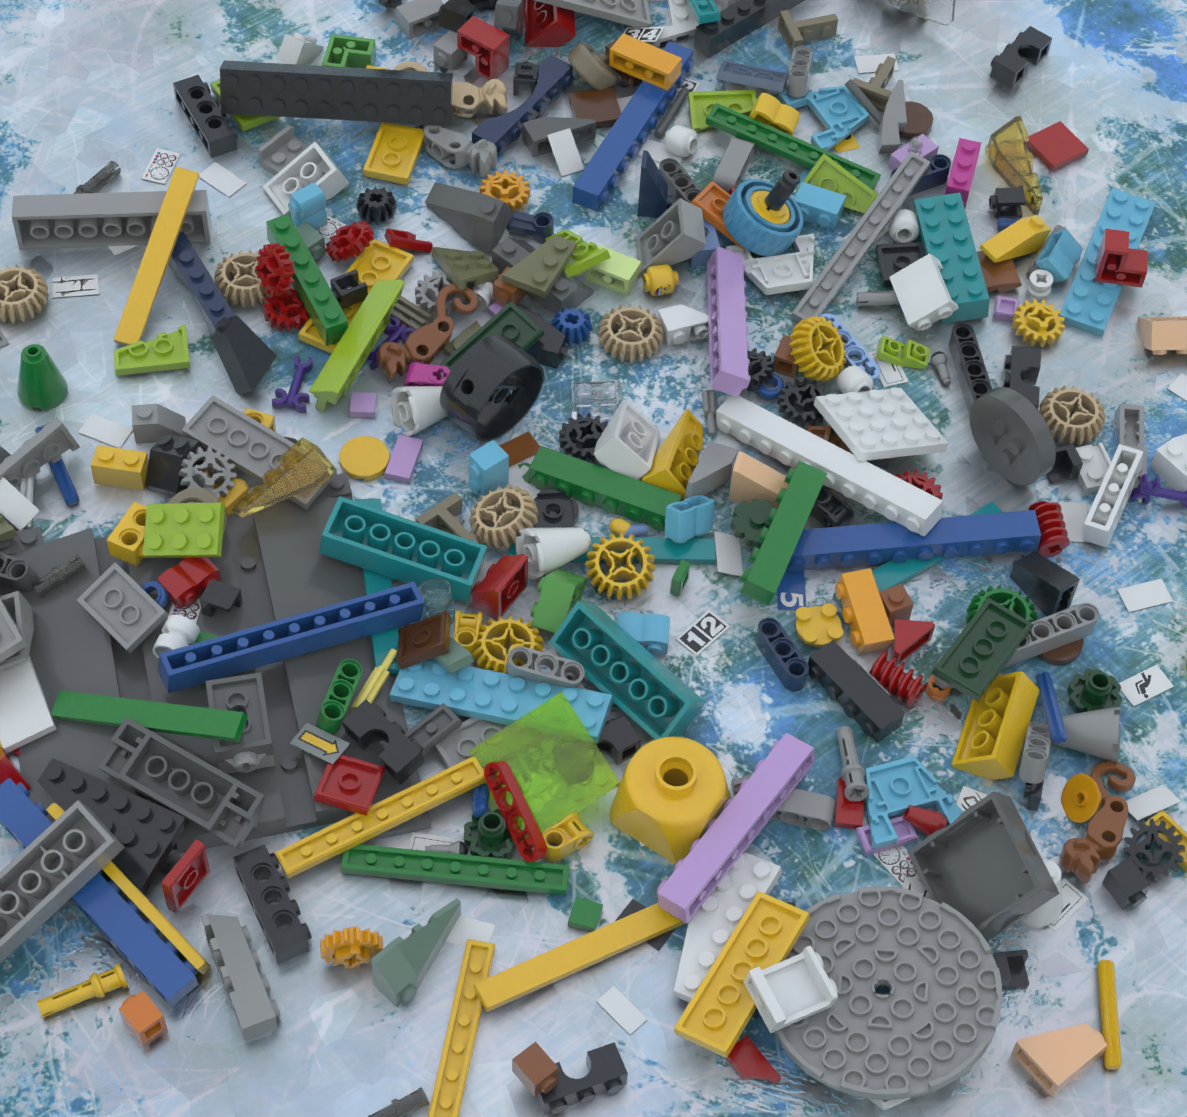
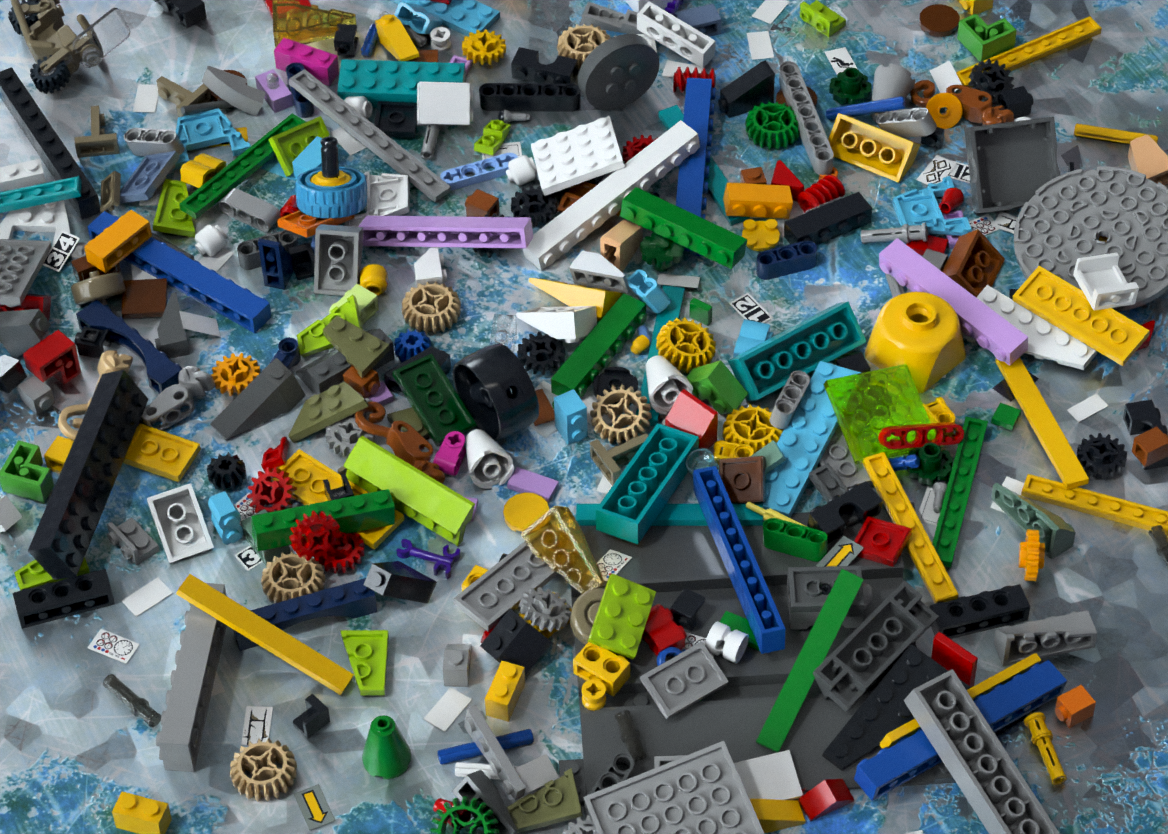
camera: 75 degrees left, 5 degrees down
(81, 323) = (313, 718): none -> black panel
(101, 524) = (593, 694): none -> yellow wheel
(289, 532) = (612, 563): none -> white sticker
(523, 1022) = (1101, 455): none -> black gear
(709, 409) = (525, 269): light grey axle -> none
(728, 55) = (110, 192): none -> dark tan tile
(817, 349) = (488, 180): yellow gear -> none
(817, 854) = (973, 262): none -> dark orange slope
(982, 649) = (815, 130): dark green tile -> none
(1151, 521) = (703, 18): none -> sand blue brick

